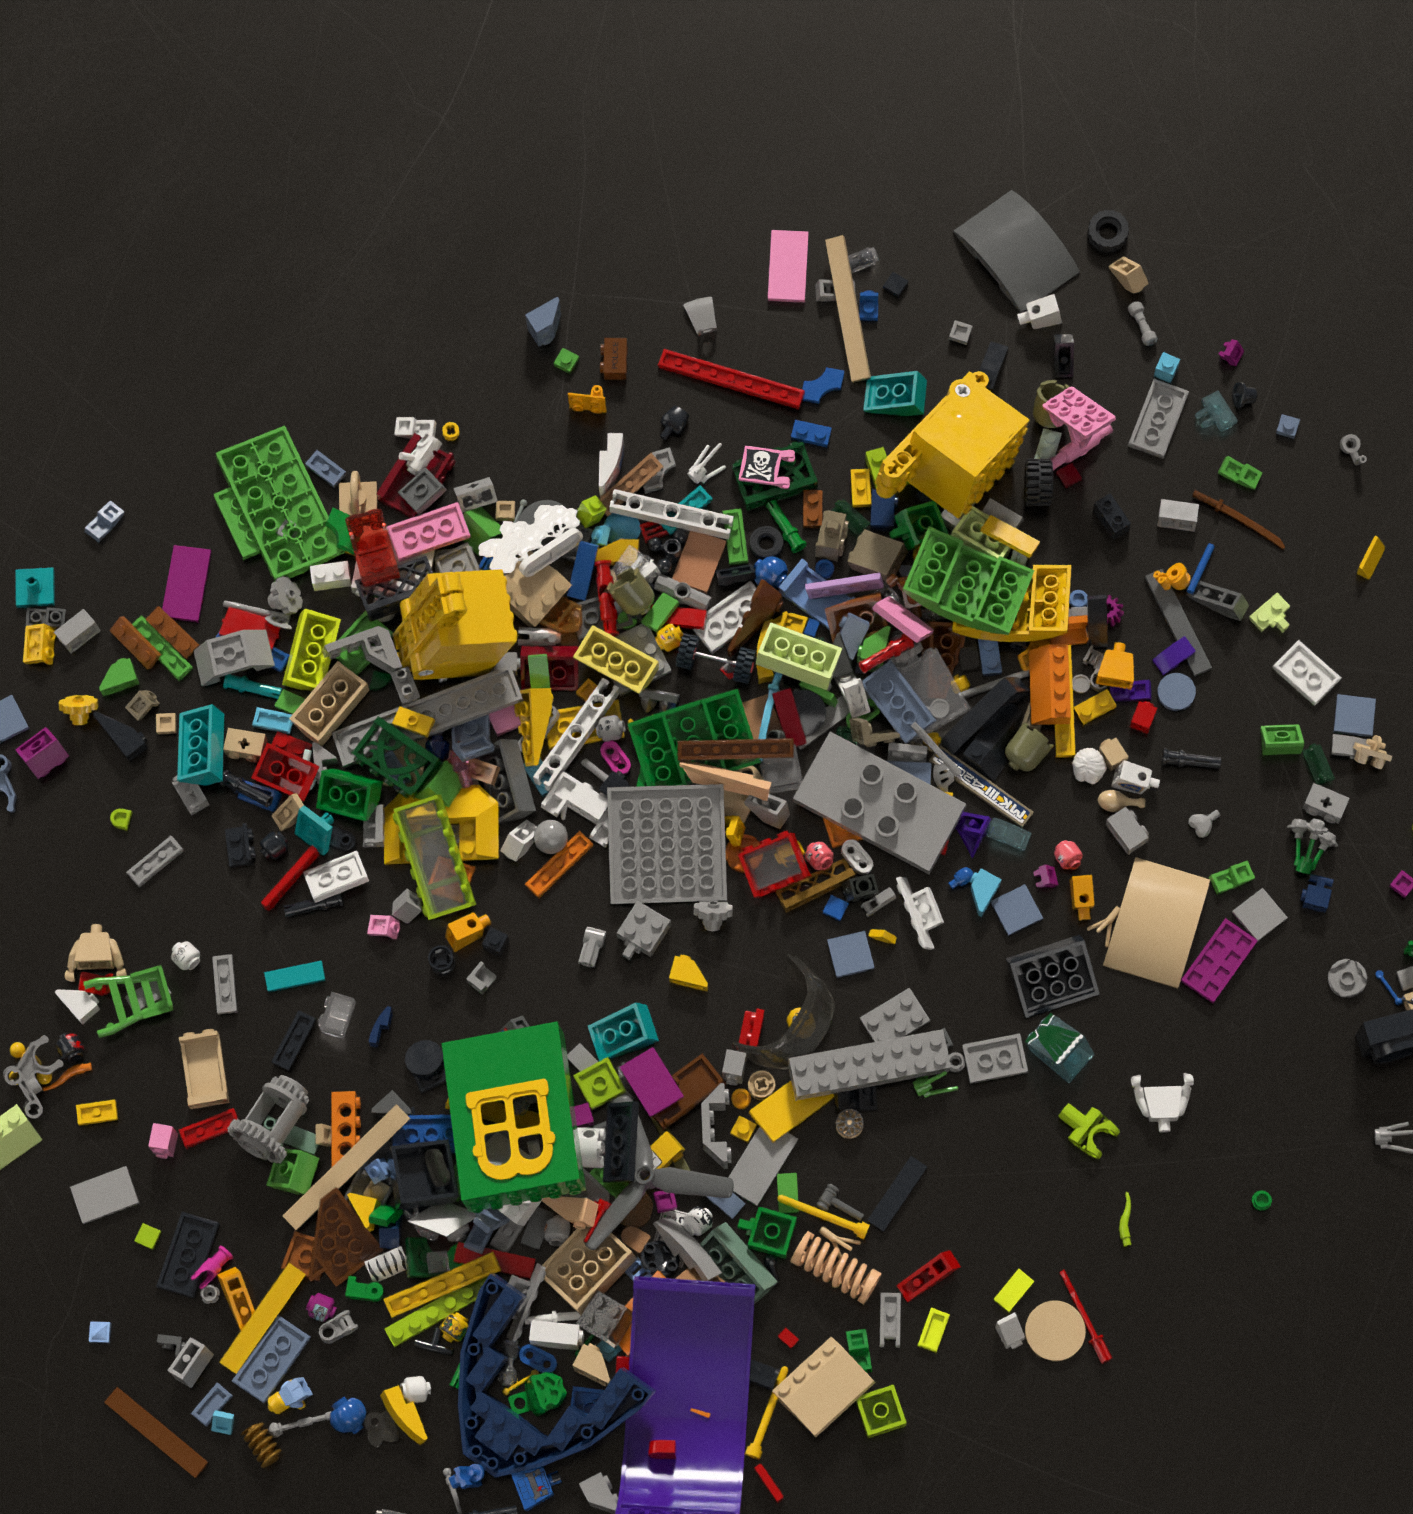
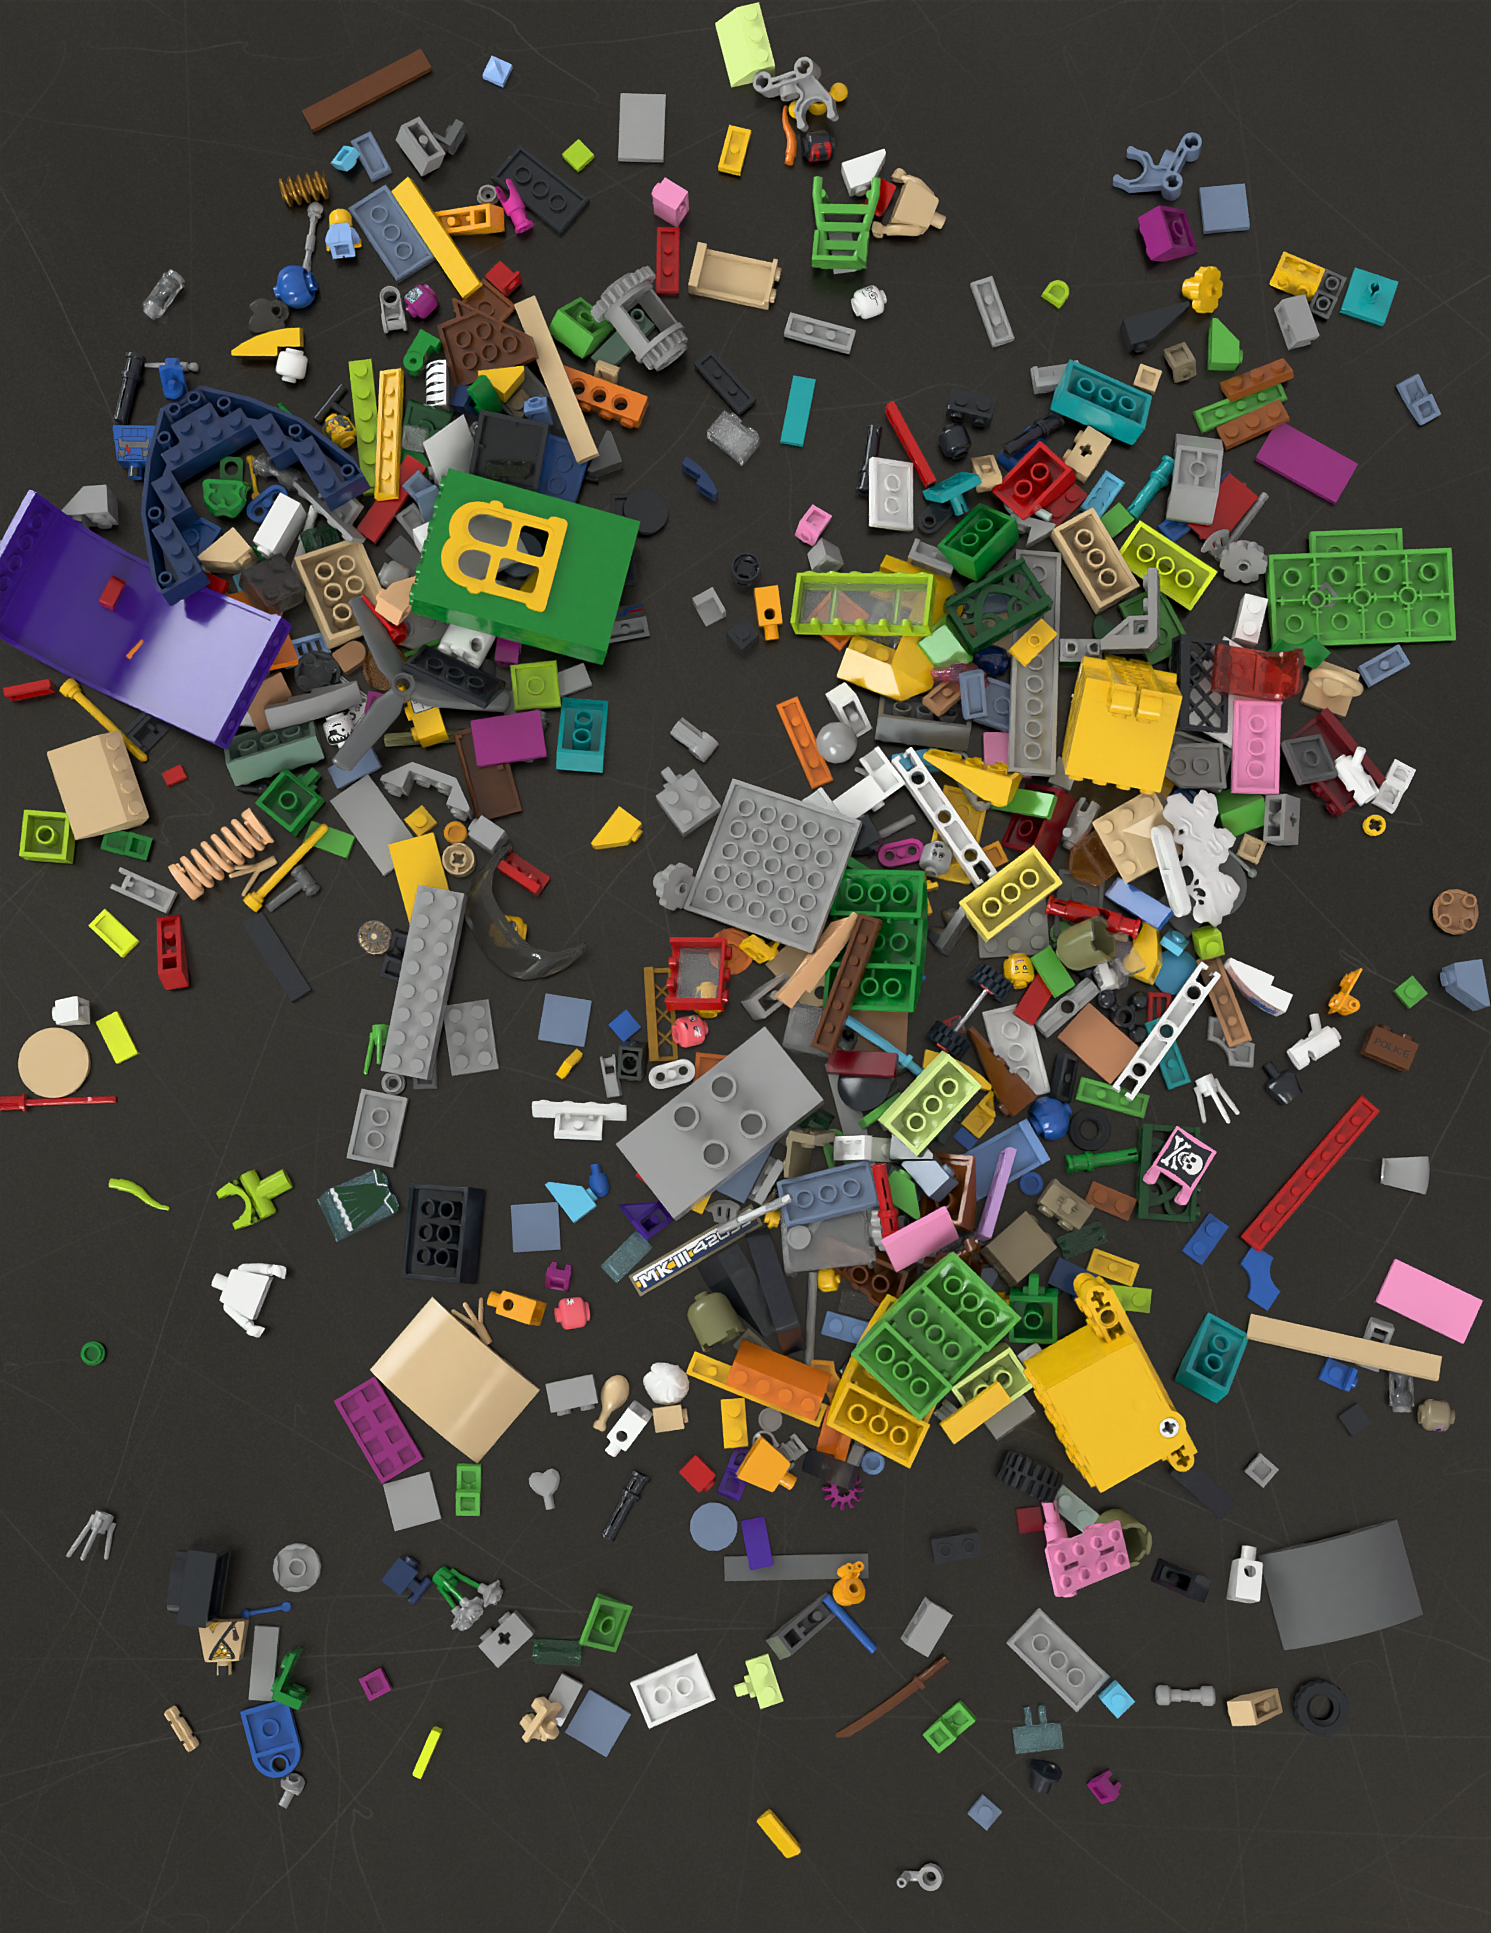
camera: 110 degrees right, 10 degrees up
(275, 1250) = (503, 278): none -> red bracket
(492, 351) = (1455, 911): none -> medium nougat dish
(554, 1308) = (311, 539): none -> clear green slope
(635, 409) = (1318, 1043): none -> white piece
(867, 231) = (1435, 1415): none -> dark tan head

